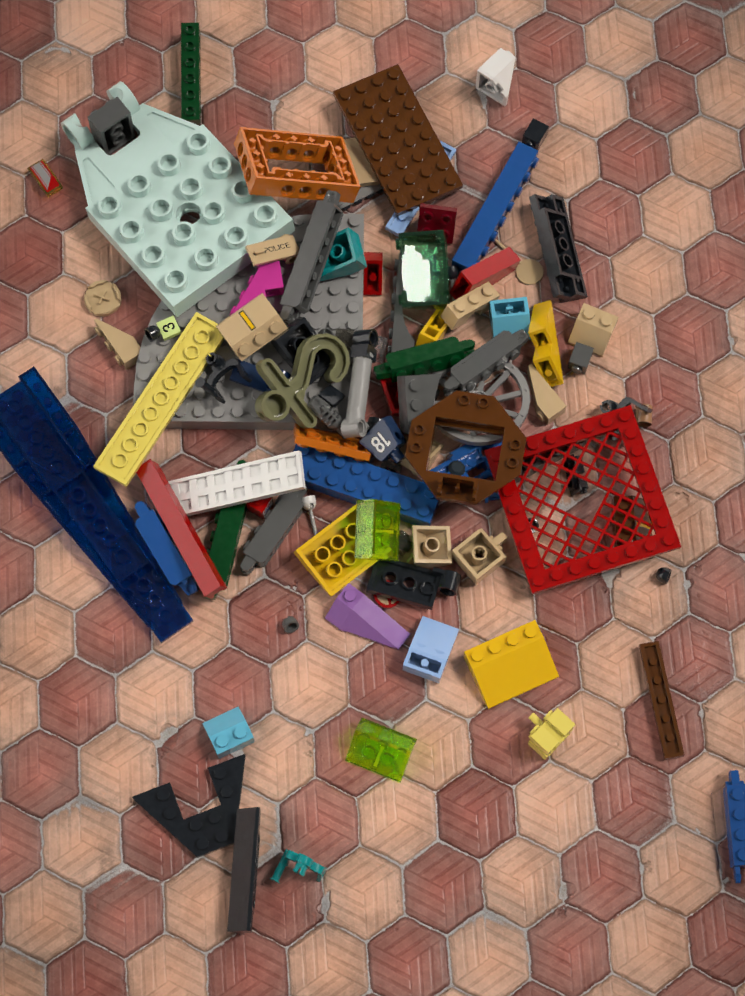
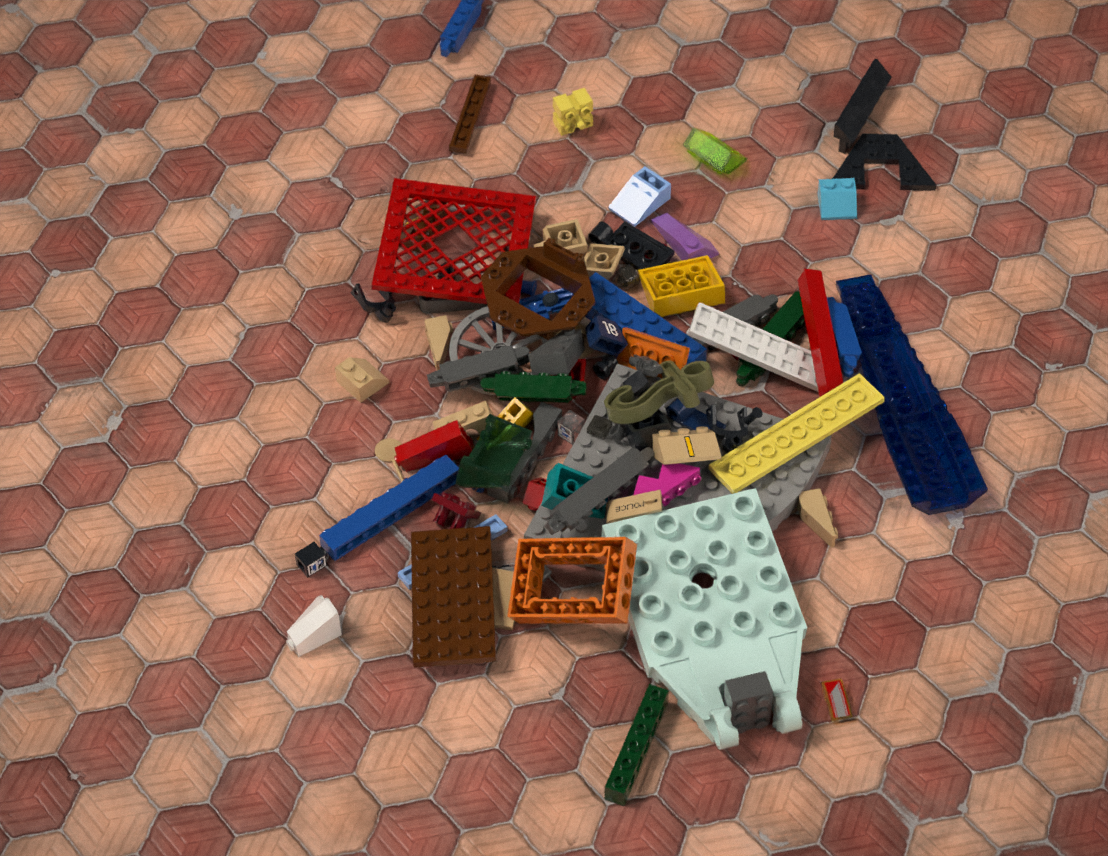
camera: 155 degrees left, 20 degrees down
(102, 298) = (818, 567): tan tile -> none
(152, 333) = (783, 487): black hinge -> none
(168, 328) = (766, 491): yellowish green tile -> none
(293, 627) = (751, 254): dark grey hinge -> none
(302, 862) = (812, 87): teal piece -> none
(363, 355) = (594, 395): light grey piece -> none
(377, 530) = (647, 273): clear neon green slope -> none
(509, 315) = (430, 407): medium azure slope -> none
(511, 664) = (578, 174): yellow slope -> none
(544, 337) = (410, 382): yellow slope -> none
(558, 248) = (350, 455): black slope -> none
(580, 358) = (387, 358): dark grey brick -> none
(643, 418) = (354, 304): medium nougat beam -> none

